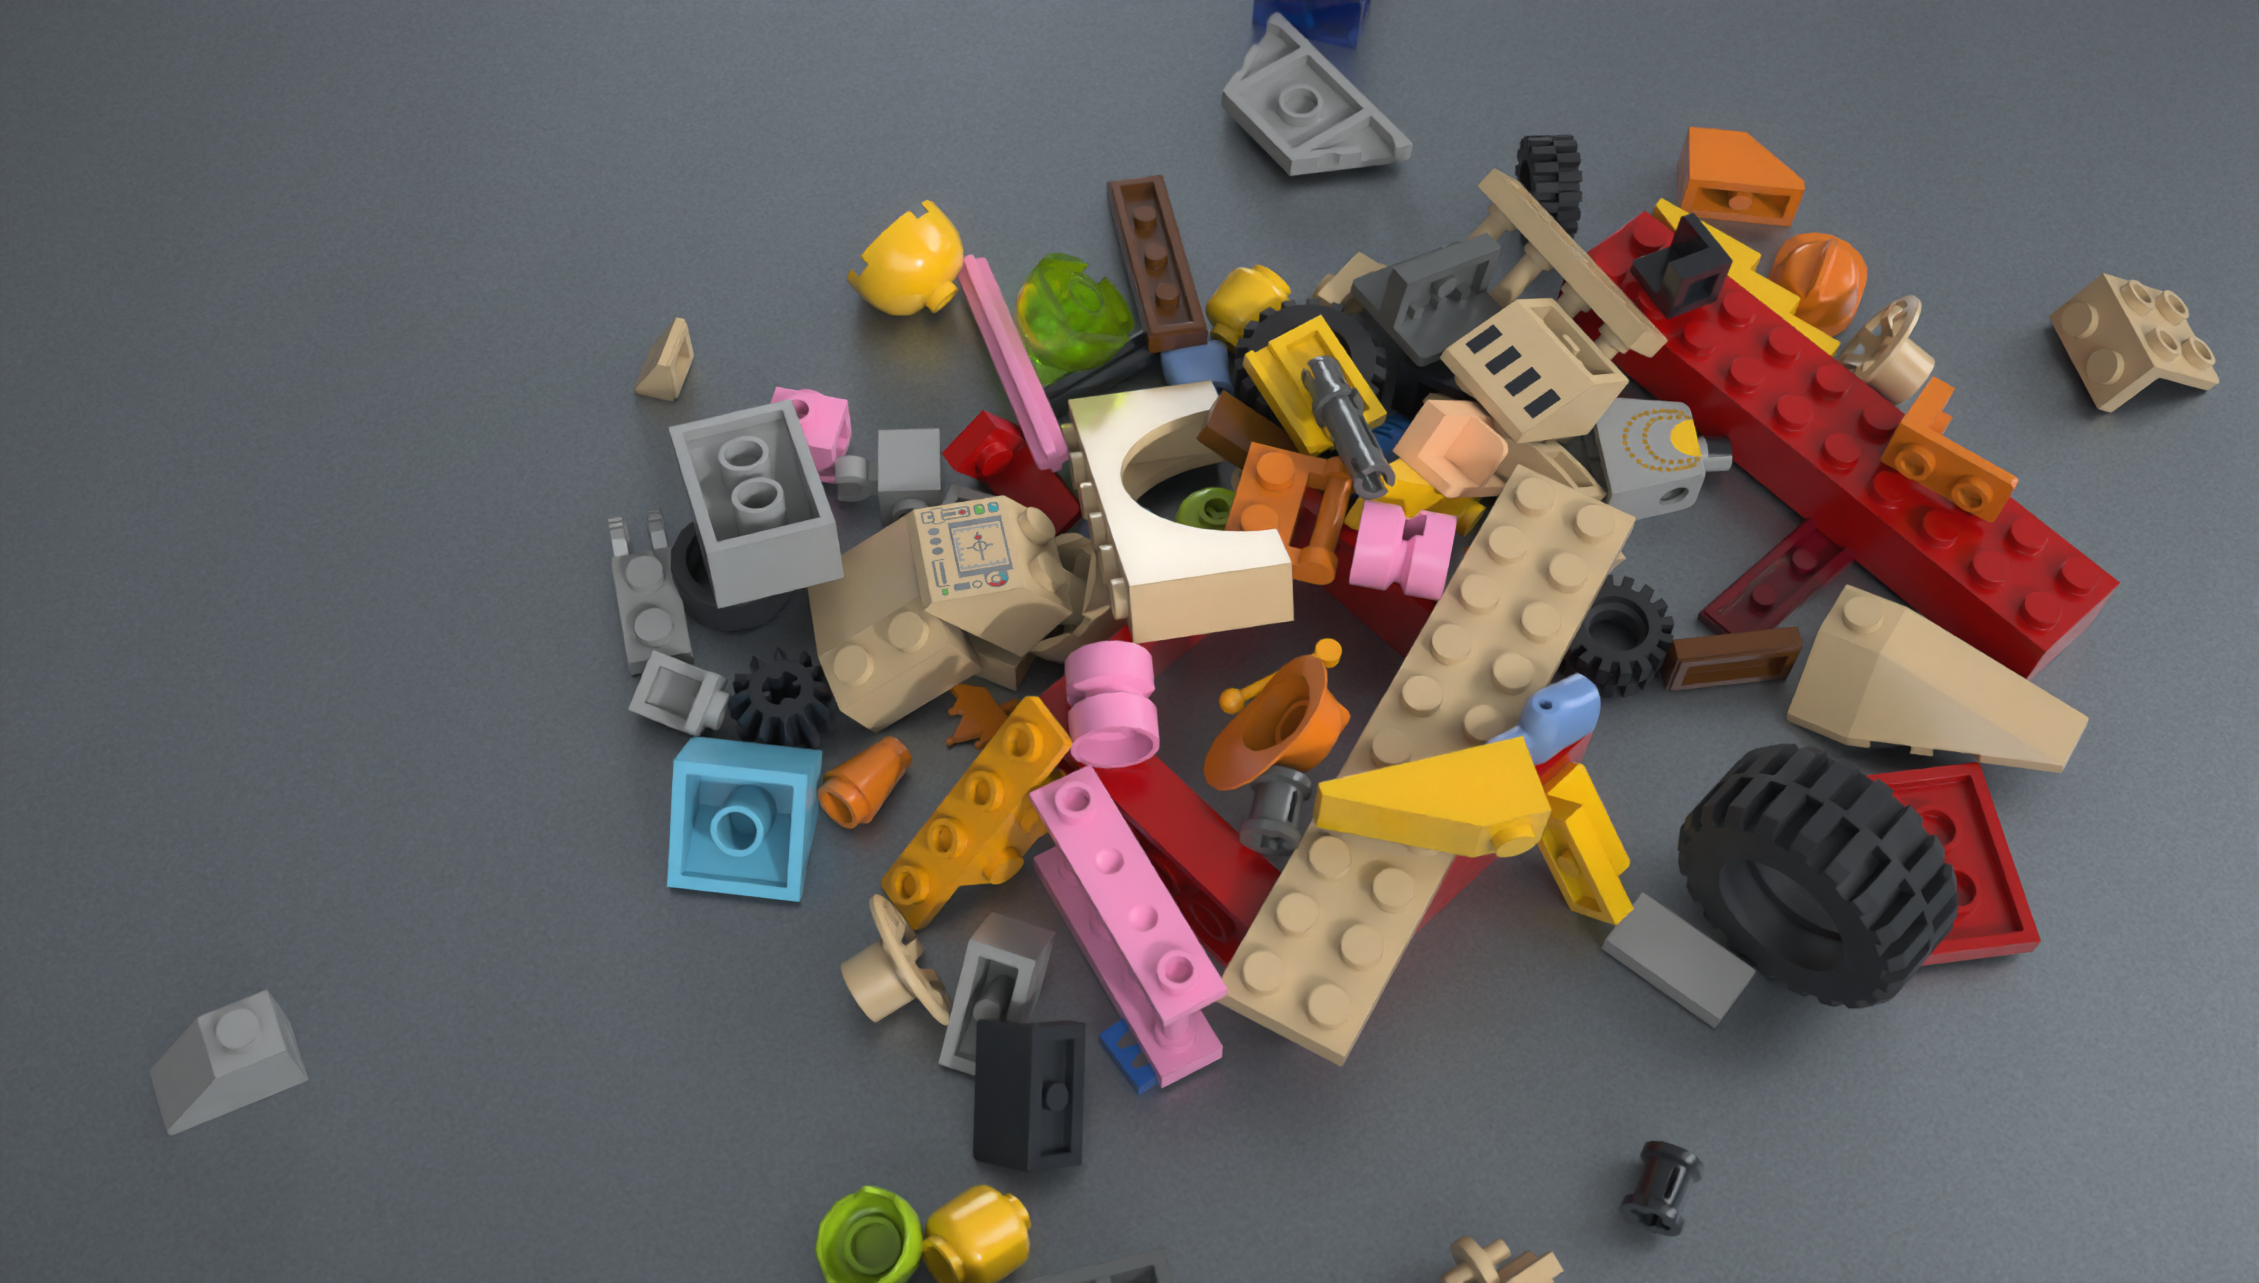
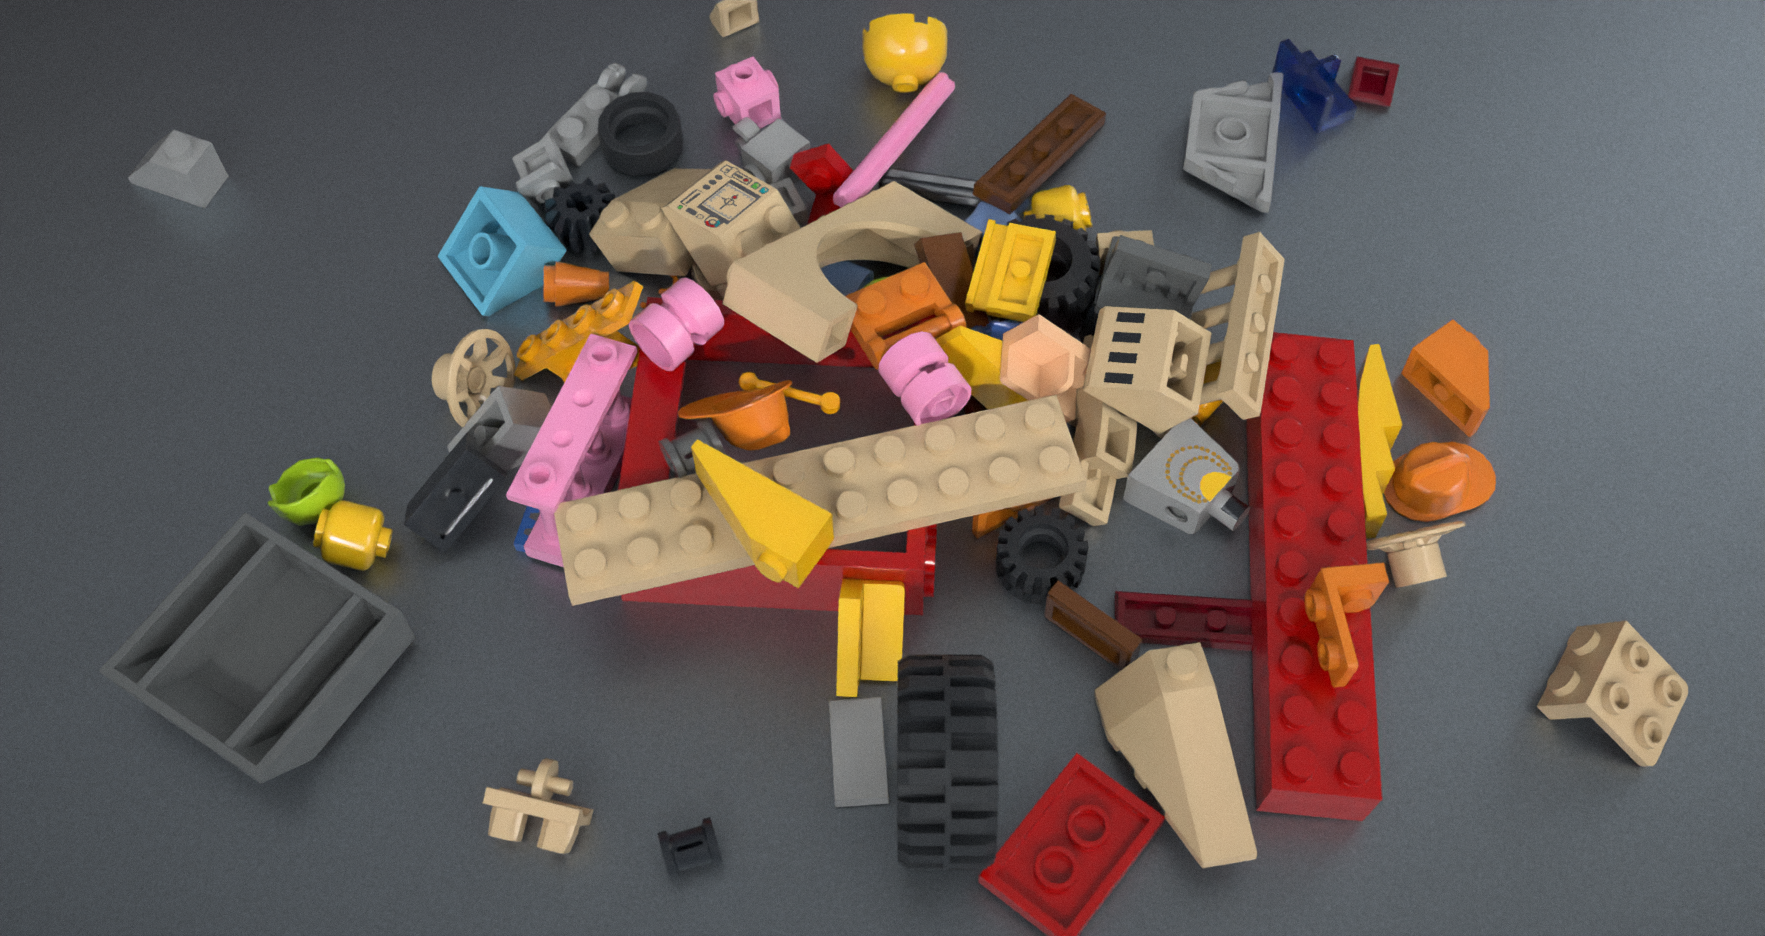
camera: 50 degrees right, 0 degrees up
(757, 503) = (663, 100): light grey slope -> none
(1069, 317) = (951, 138): clear neon green cylinder -> none
(1341, 413) = (986, 283): dark grey pin -> none
(1552, 176) = (1316, 284): black tyre -> none
(1556, 717) = (882, 534): medium blue piece -> none
(1685, 272) = (1313, 386): black panel -> none

